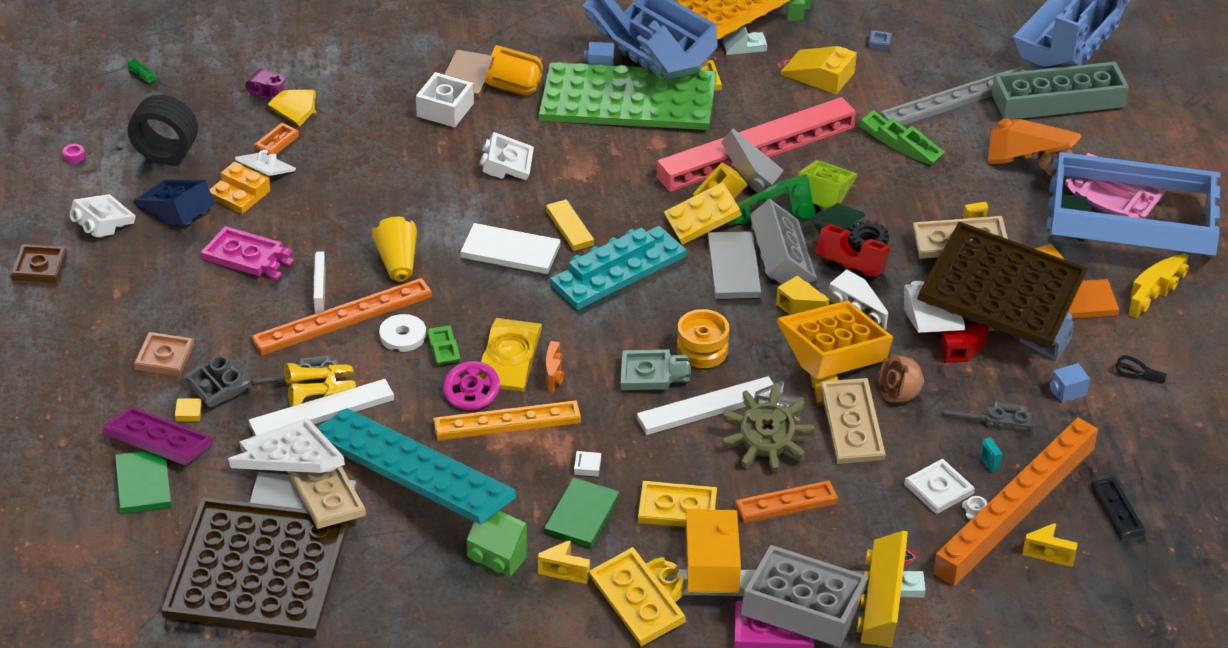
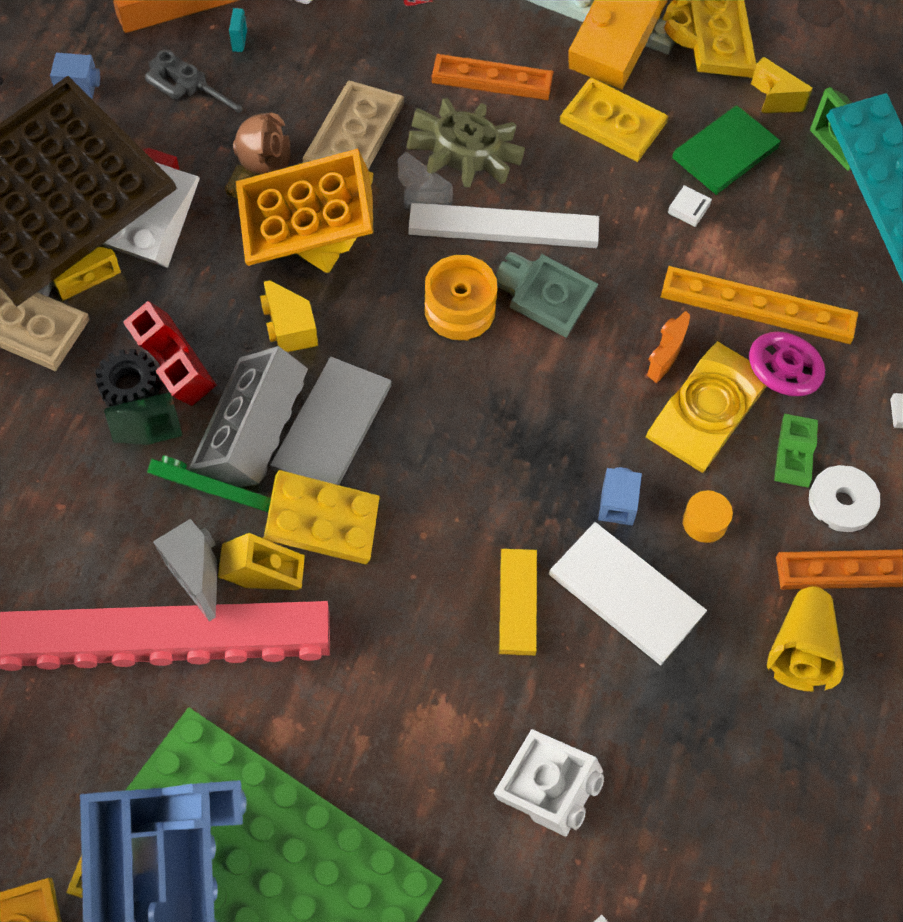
camera: 155 degrees left, 20 degrees up
(482, 293) = (707, 516): none -> light orange piece
(539, 281) = (620, 496): none -> medium blue brick
(616, 265) = (490, 490): teal plate -> none
(828, 183) = (105, 506): lime slope -> none
(858, 292) = (216, 289): white slope -> none
(939, 486) = (316, 31): white tile -> none

